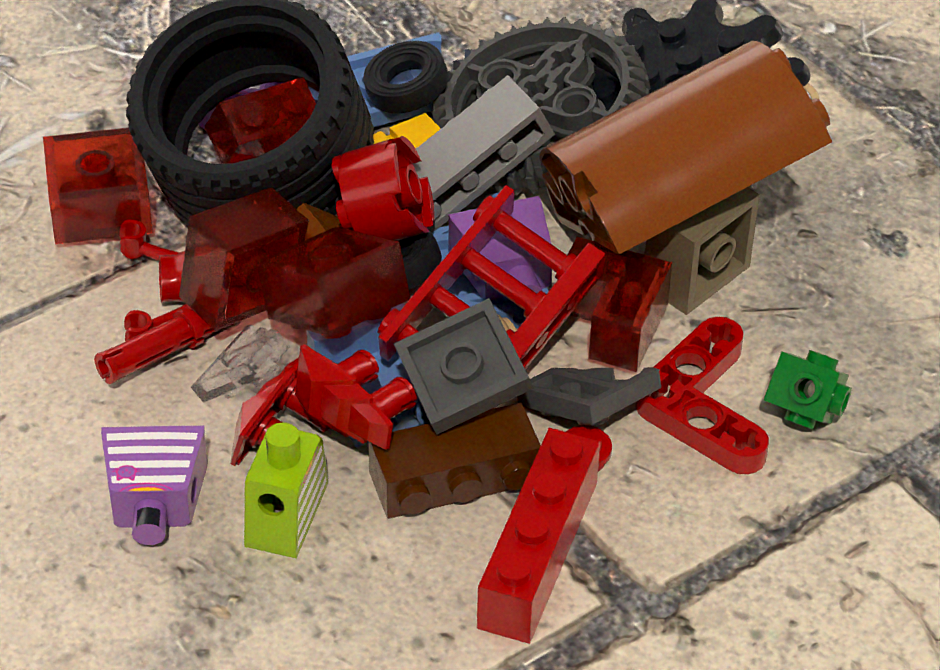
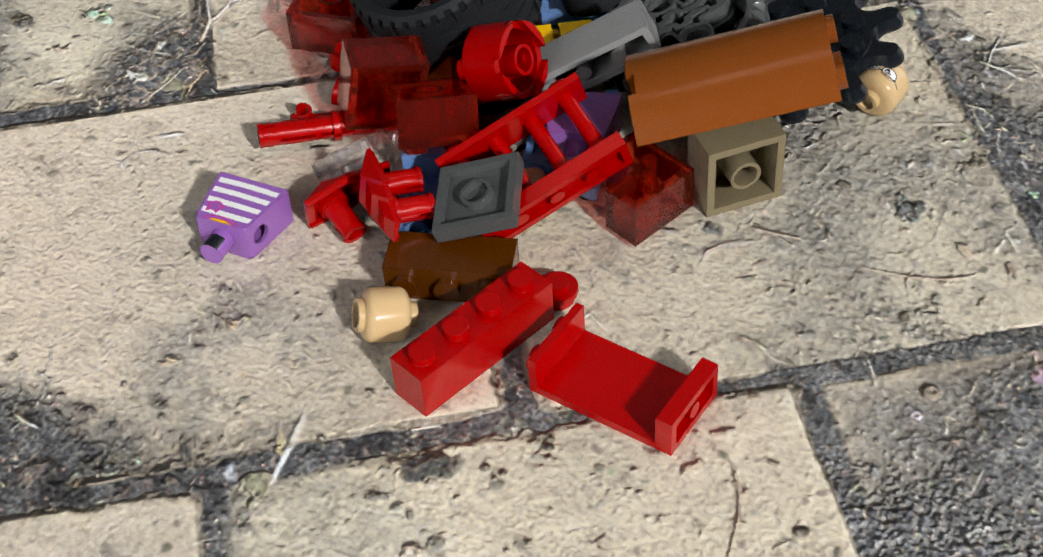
camera: 30 degrees right, 0 degrees up
(289, 470) = (314, 249): lime torso -> none
(414, 540) = (384, 314): none -> tan head
(587, 393) = (575, 248): dark grey wing -> none
(689, 401) = (650, 271): red beam -> none
(726, 536) = (619, 384): none -> red panel
(791, 383) = (751, 294): green brick -> none

